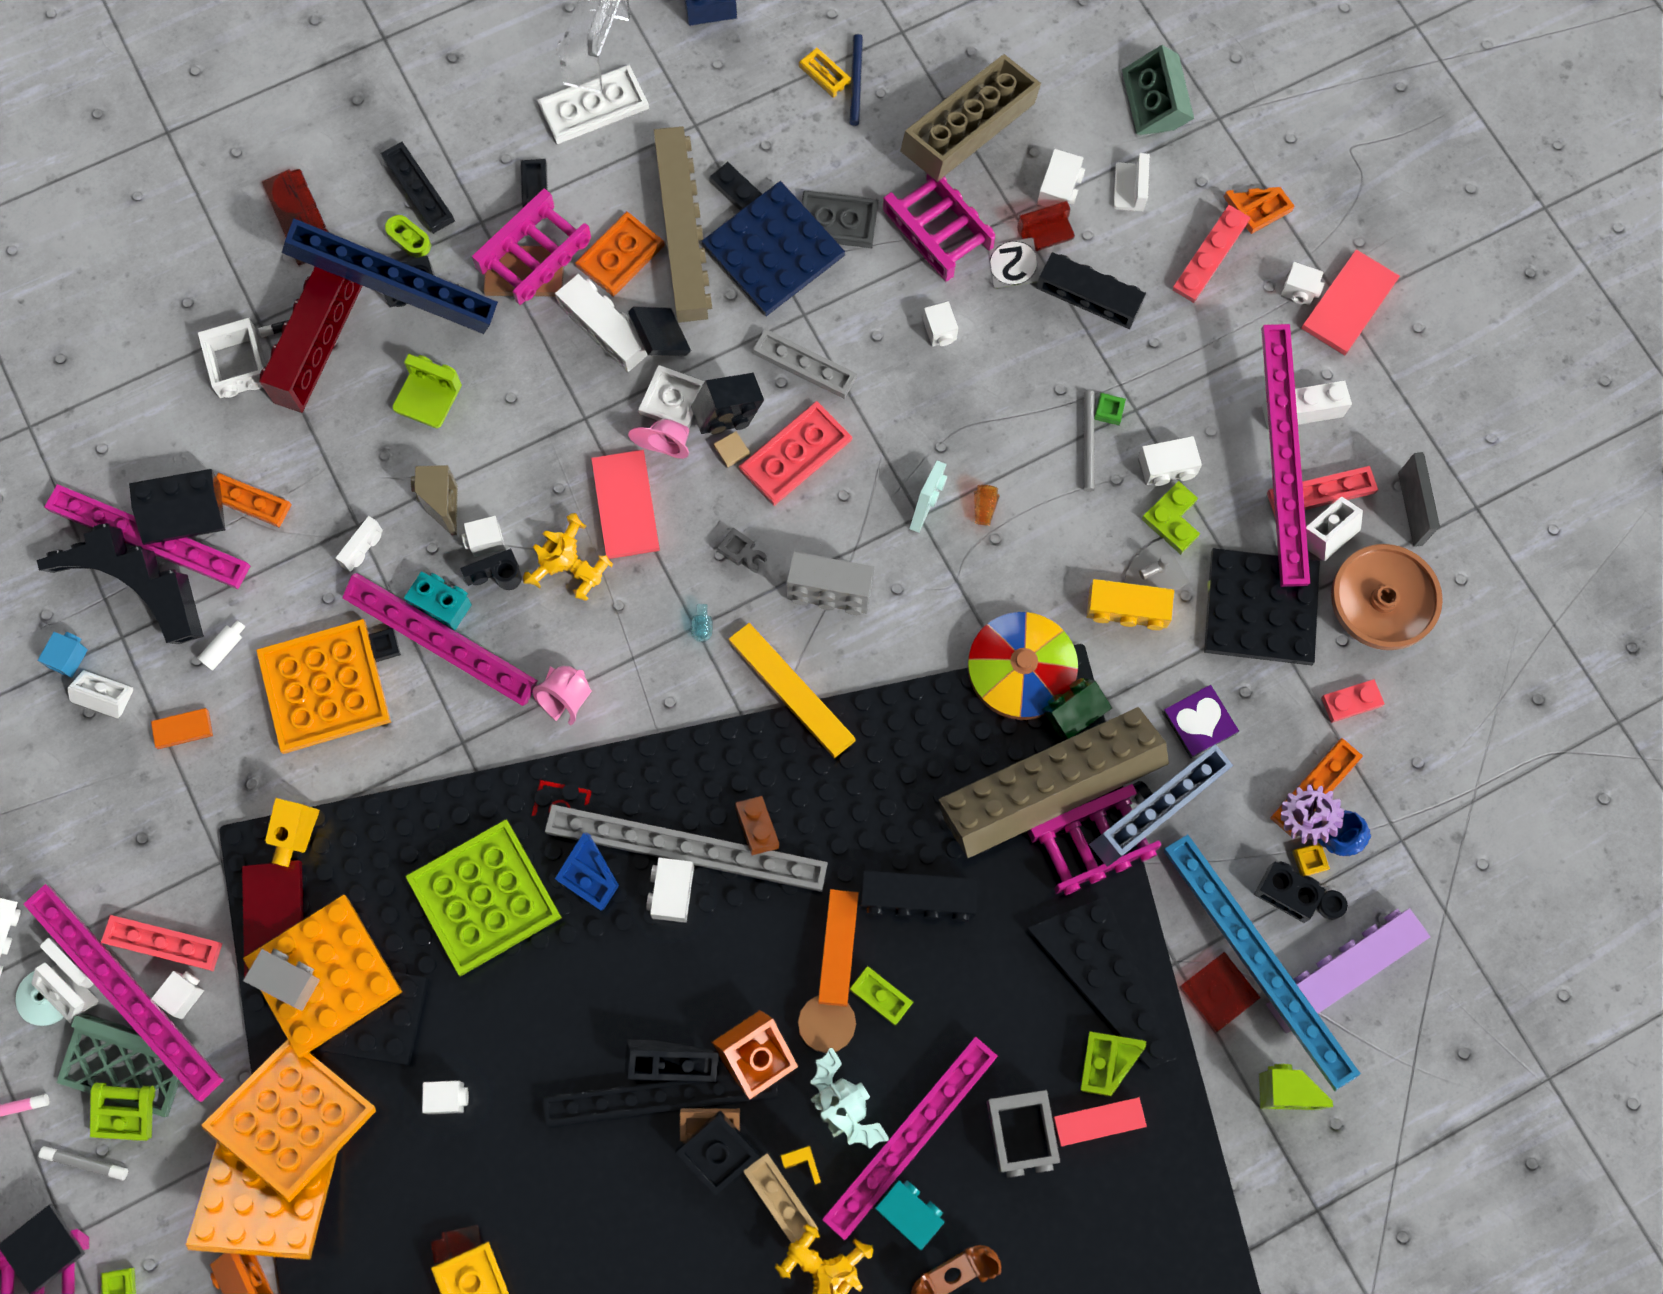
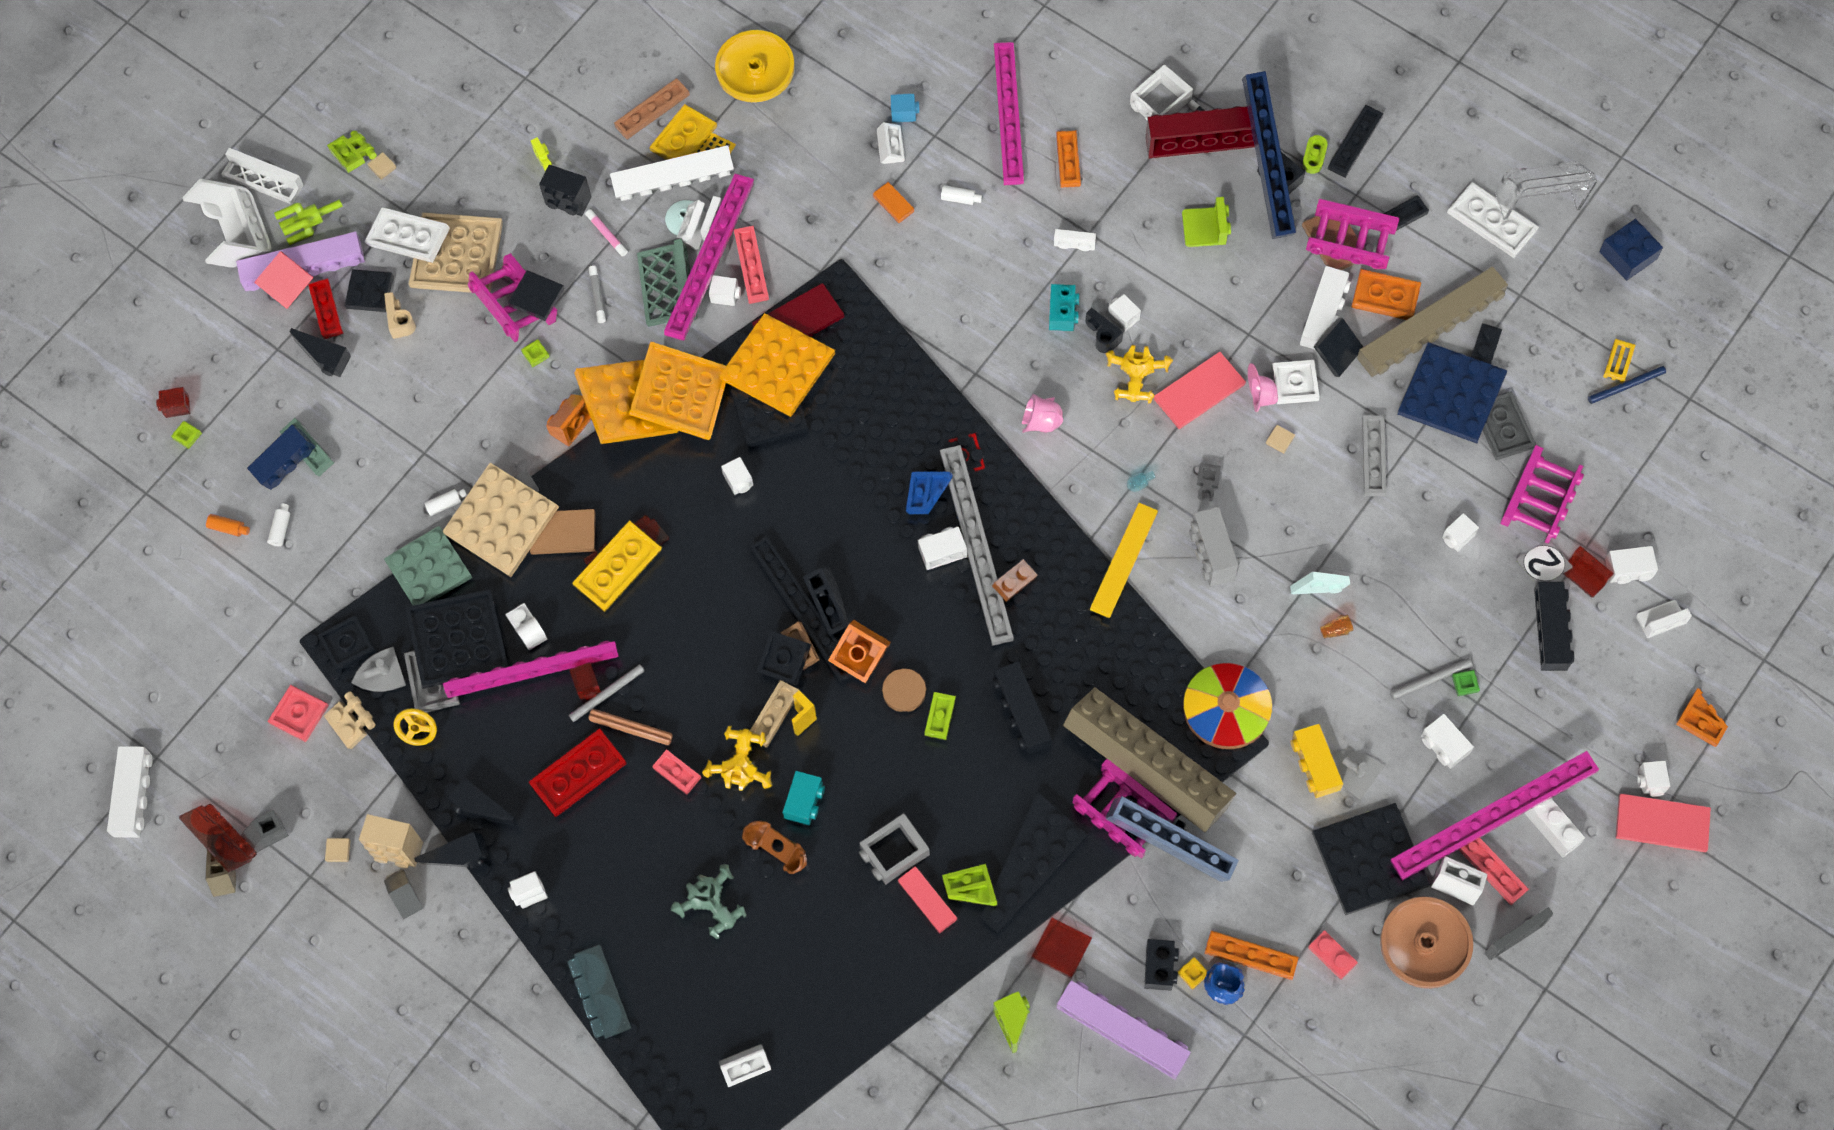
camera: 70 degrees right, 5 degrees down
(118, 1121) = (631, 300): lime plate -> none
(165, 592) = (982, 117): black arch -> none
(177, 506) = (1037, 118): black slope -> none
(281, 979) = (761, 337): light grey brick -> none
(290, 829) = (860, 296): yellow torso -> none
(292, 200) = (1292, 76): clear red windscreen -> none
(323, 686) = (966, 269): light orange plate -> none
(384, 644) = (1014, 291): black tile -> none
(438, 494) = (1135, 268): dark tan slope -> none
(439, 639) = (1036, 322): dark pink plate -> none
(483, 897) = (877, 435): lime plate -> none
(727, 403) = (1307, 415): black brick -> none
(795, 453) = (1302, 482): coral tile -> none
(838, 948) = (958, 672): orange tile -> none
(843, 1104) = (854, 721): light aqua helmet -> none
(909, 1138) = (856, 778): dark pink plate -> none
(970, 117) = (1639, 473): dark tan brick -> none
(1076, 708) = (1213, 753): dark green brick -> none
(1157, 92) = (1754, 602): sand green slope -> none
(1167, 518) = (1404, 759): lime plate -> none
(1200, 721) = (1256, 850): tile -> none
(1211, 253) = (1638, 700): coral plate -> none
(1262, 963) = (1094, 959): dark azure plate -> none
(1321, 822) = (1223, 953): lavender gear -> none
(1332, 905) = (1167, 1002): black tile -> none

